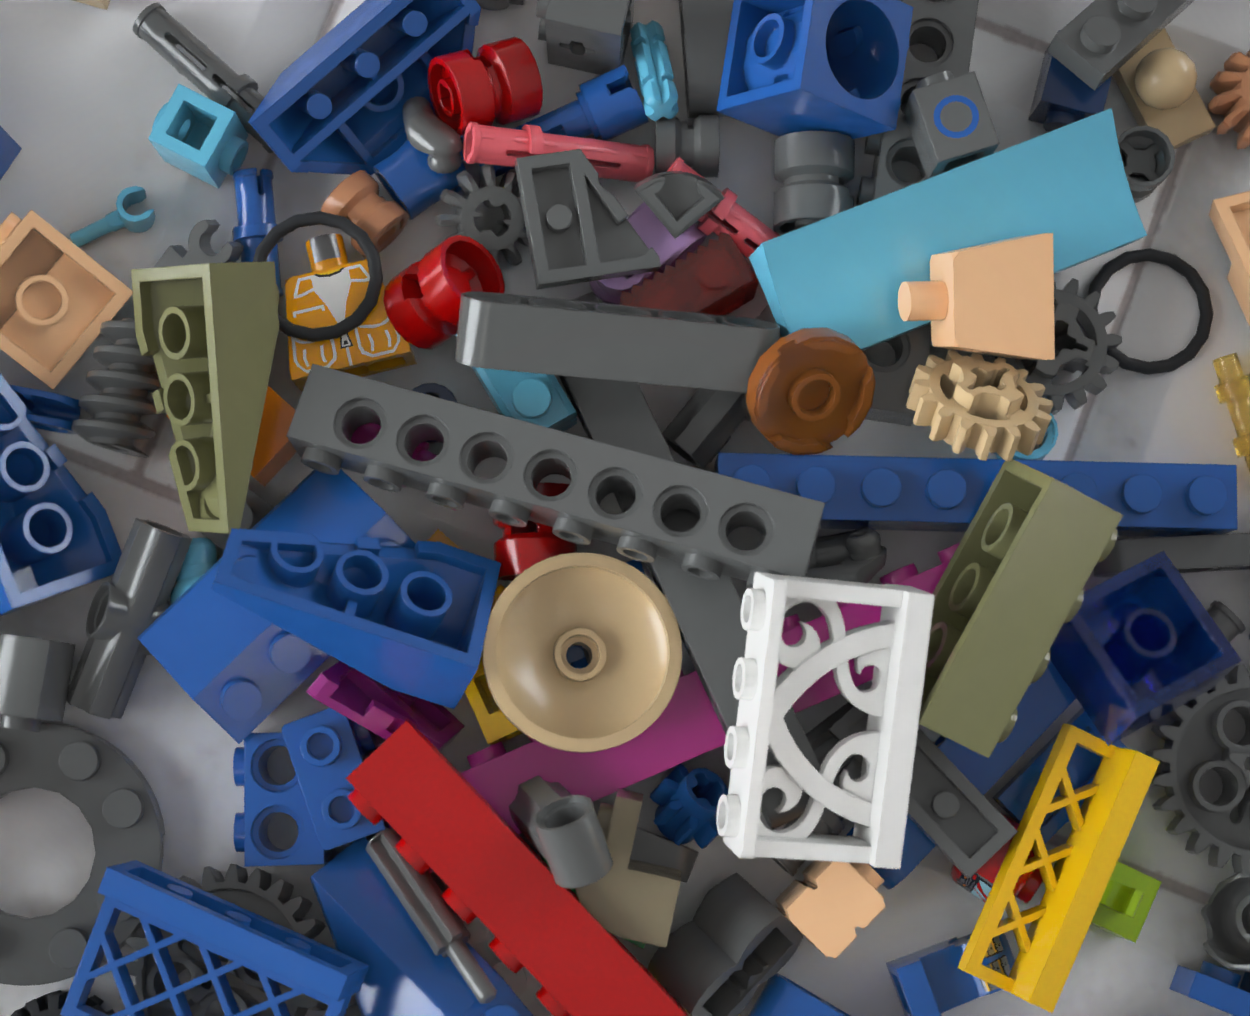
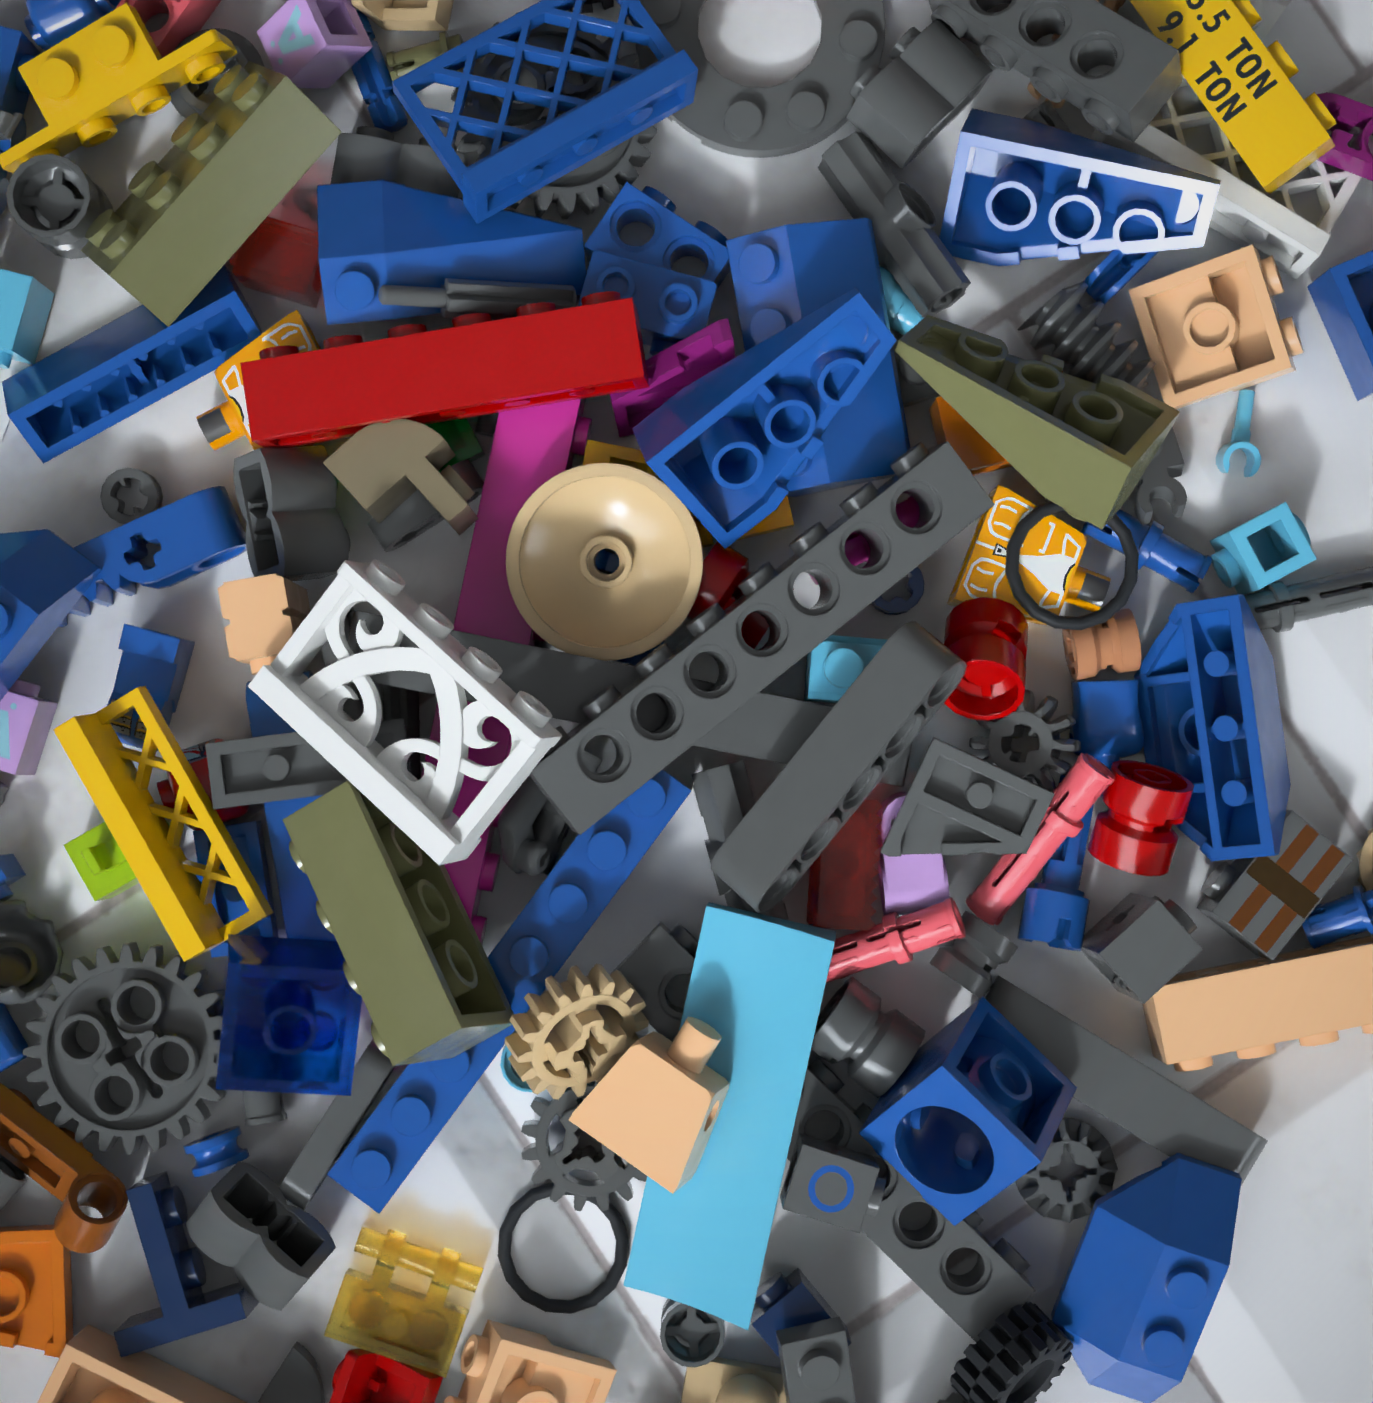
camera: 130 degrees right, 5 degrees up
(432, 136) = (1128, 743): dark grey arm -> none
(563, 831) = (469, 441): dark grey piece -> none
(654, 70) = (1057, 972): medium azure axle -> none
(678, 198) = (928, 908): dark grey tile -> none
(688, 805) = (427, 567): blue gear -> none
(810, 390) = (687, 899): dark orange tile -> none

